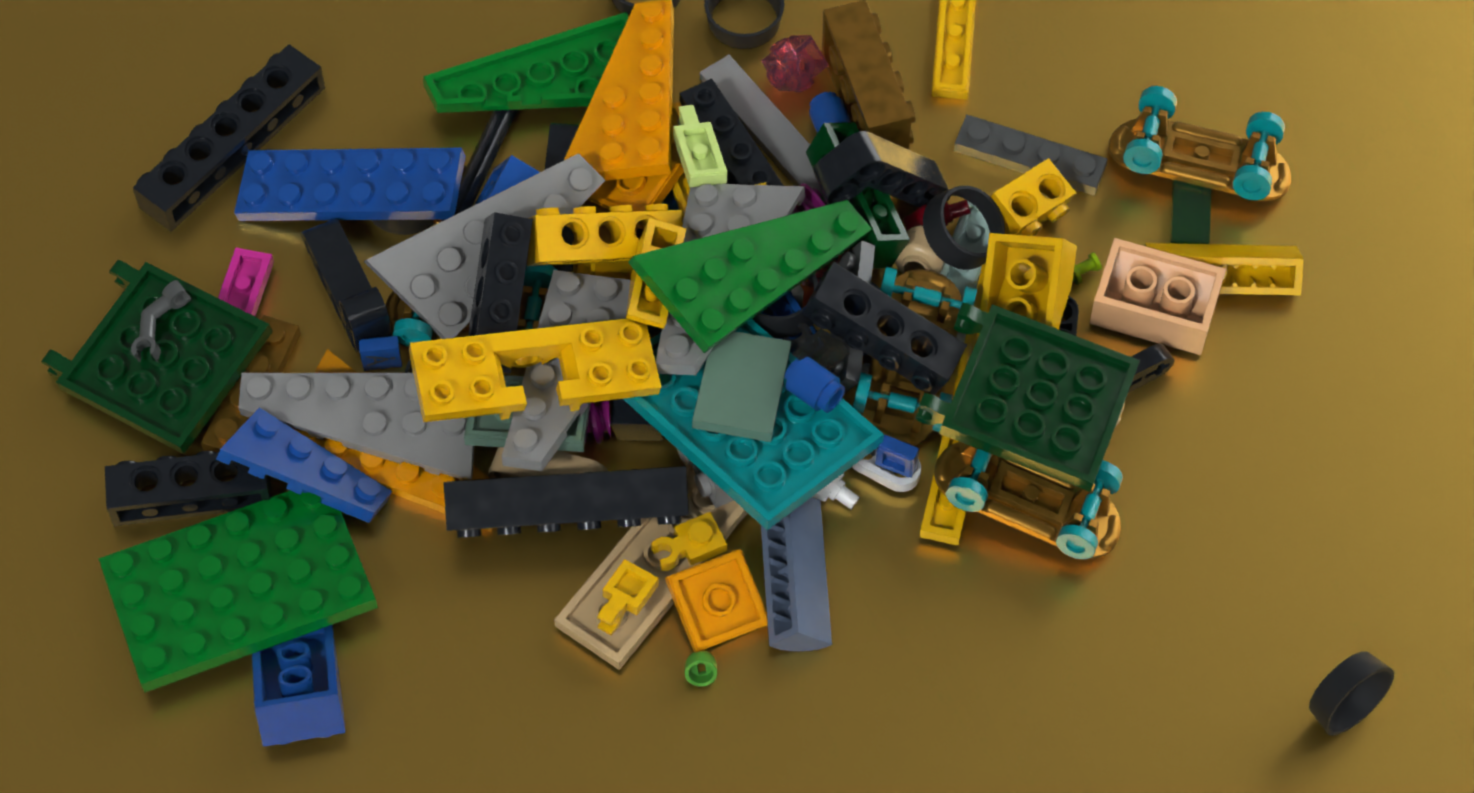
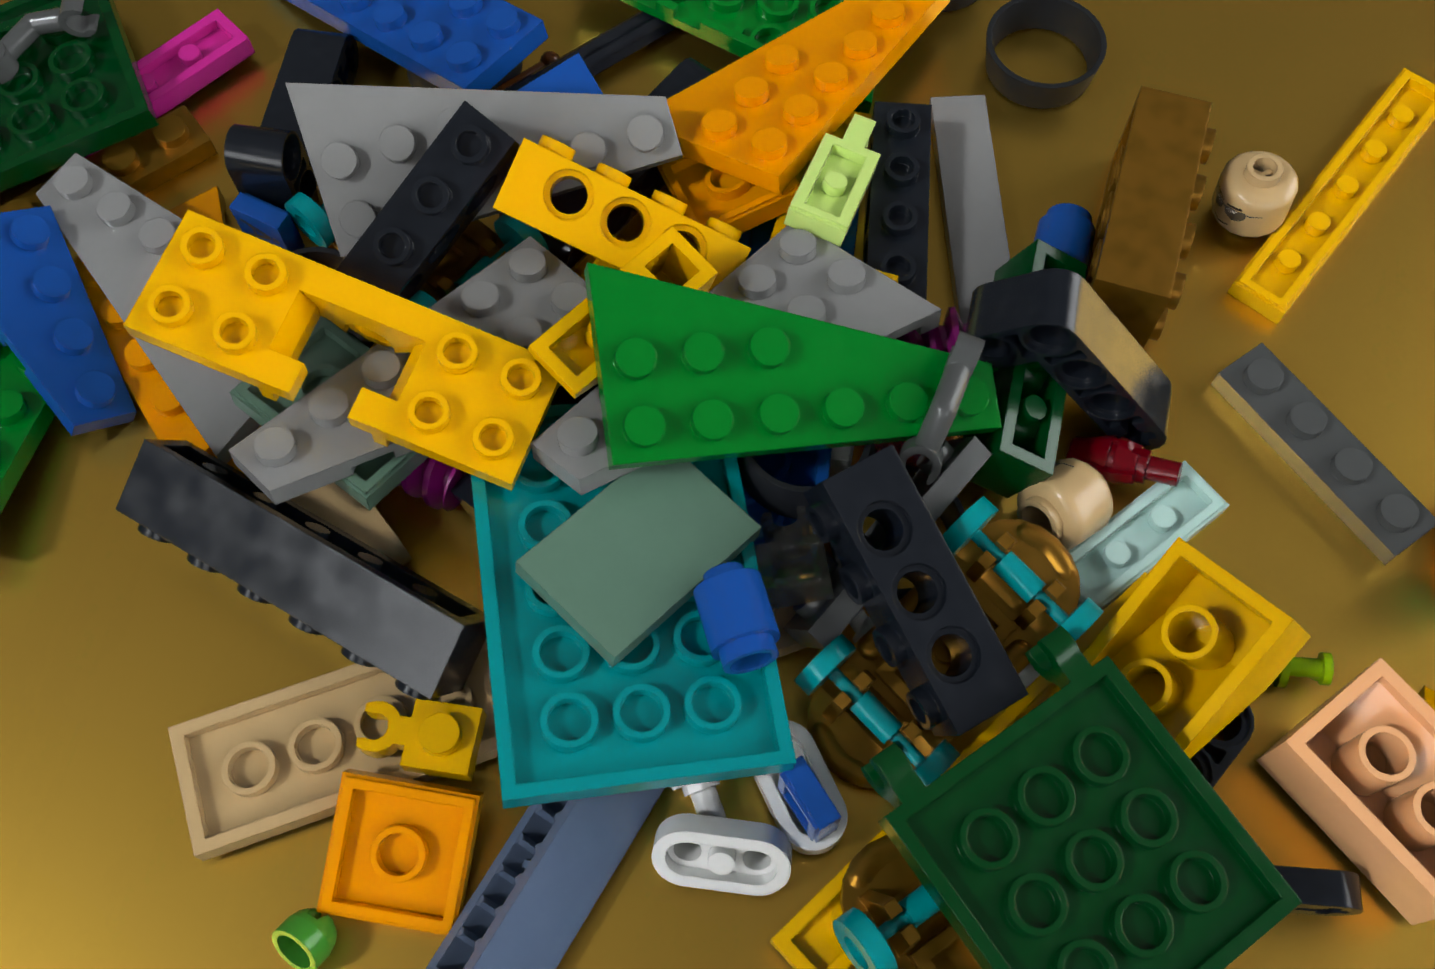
camera: 35 degrees right, 5 degrees up
(626, 590) = (275, 759): yellow plate -> none
(794, 63) = (1060, 147): clear pink brick -> none
(837, 209) = (945, 403): none -> dark grey arm
(869, 512) = (722, 854): none -> white plate
(913, 34) = (1254, 193): none -> tan head
(939, 237) = (1099, 498): black tyre -> none
(1025, 197) = (1276, 514): yellow brick -> none

